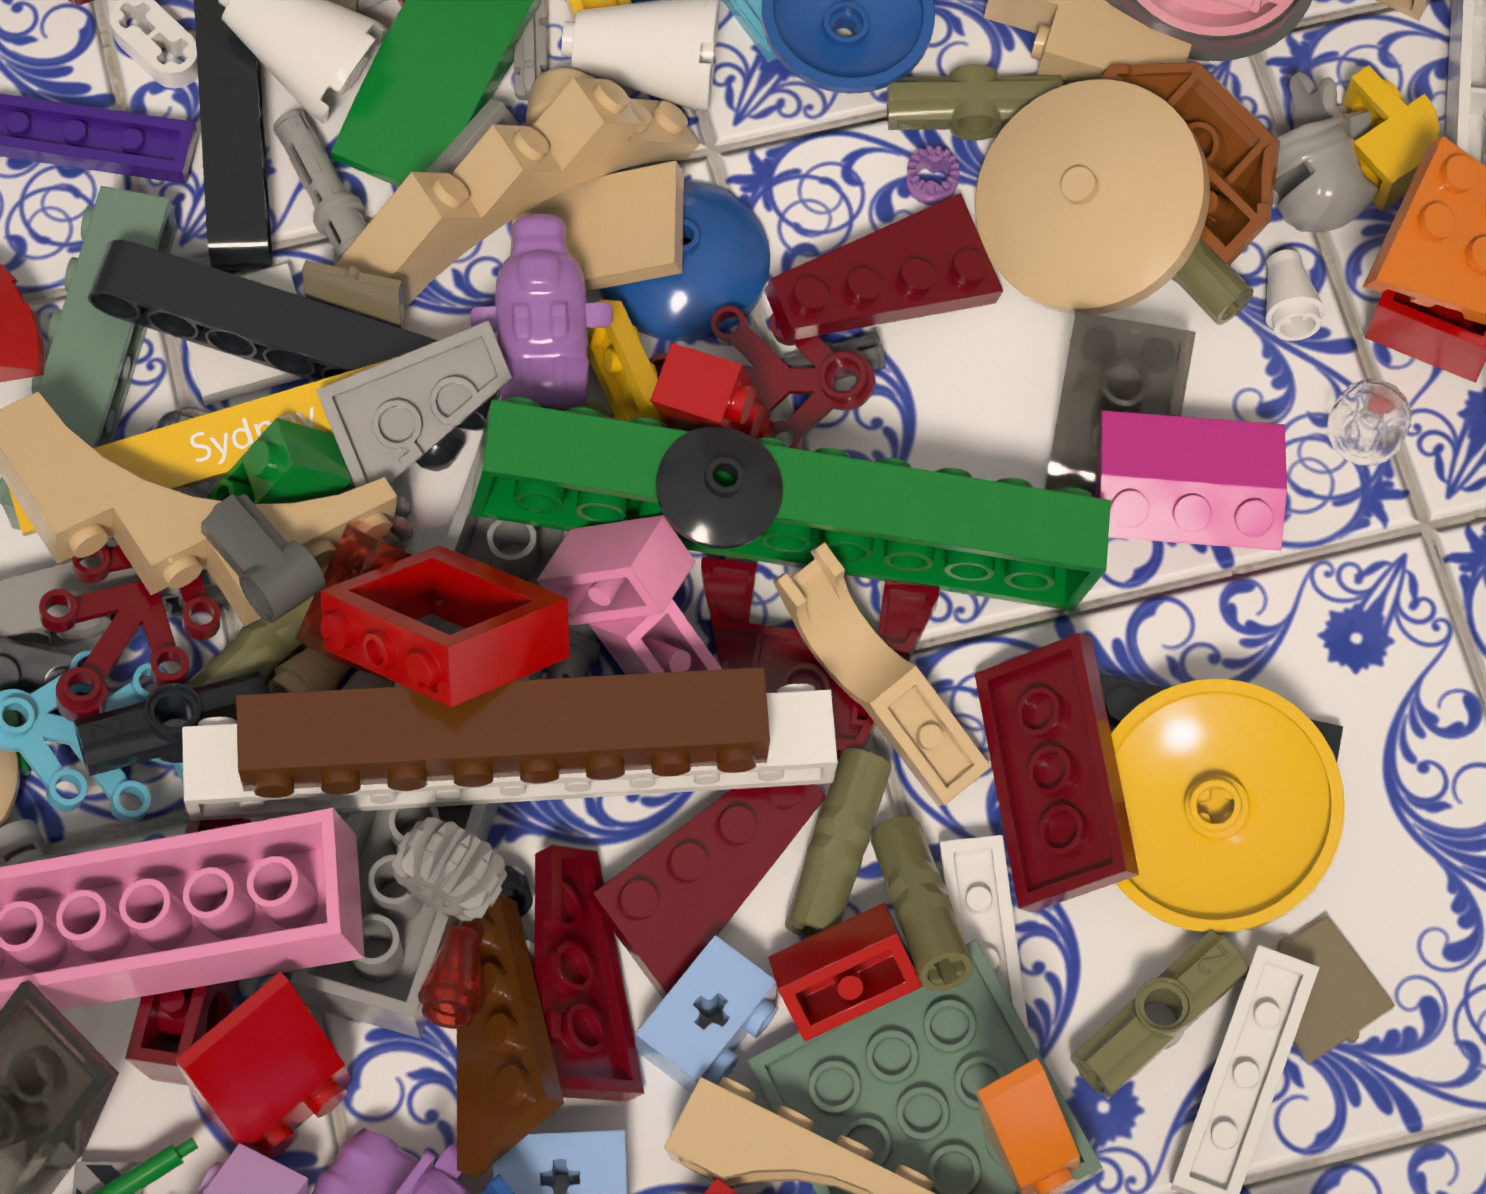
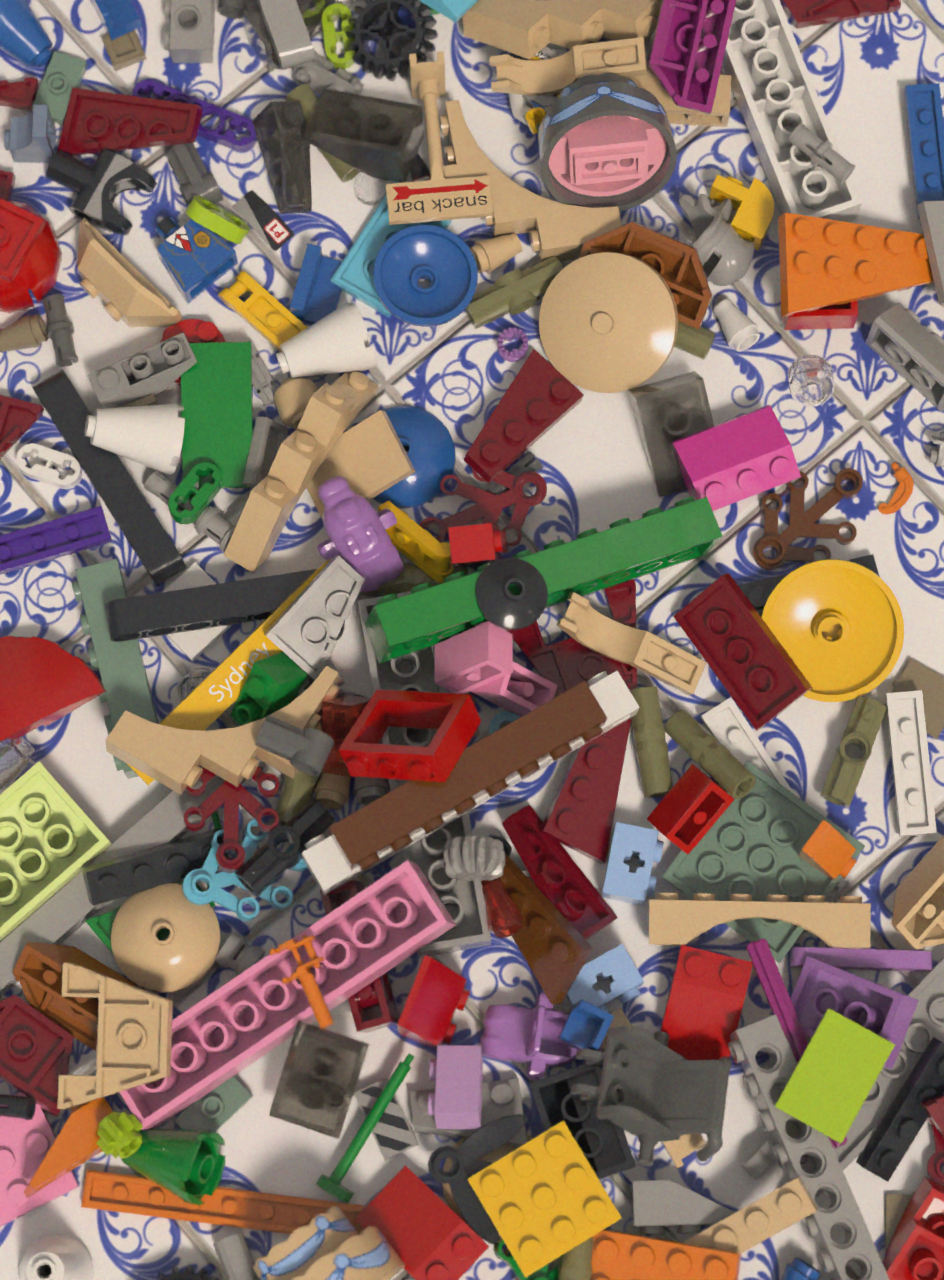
camera: 25 degrees left, 10 degrees up
(77, 915) = (306, 977): none -> orange piece
(338, 161) = (201, 497): none -> green beam
(355, 292) = (249, 567): dark tan piece -> none
(972, 35) = (495, 251): none -> tan cone
(1254, 632) = (804, 524): none -> reddish brown plant
(1435, 659) = (902, 492): none -> orange piece

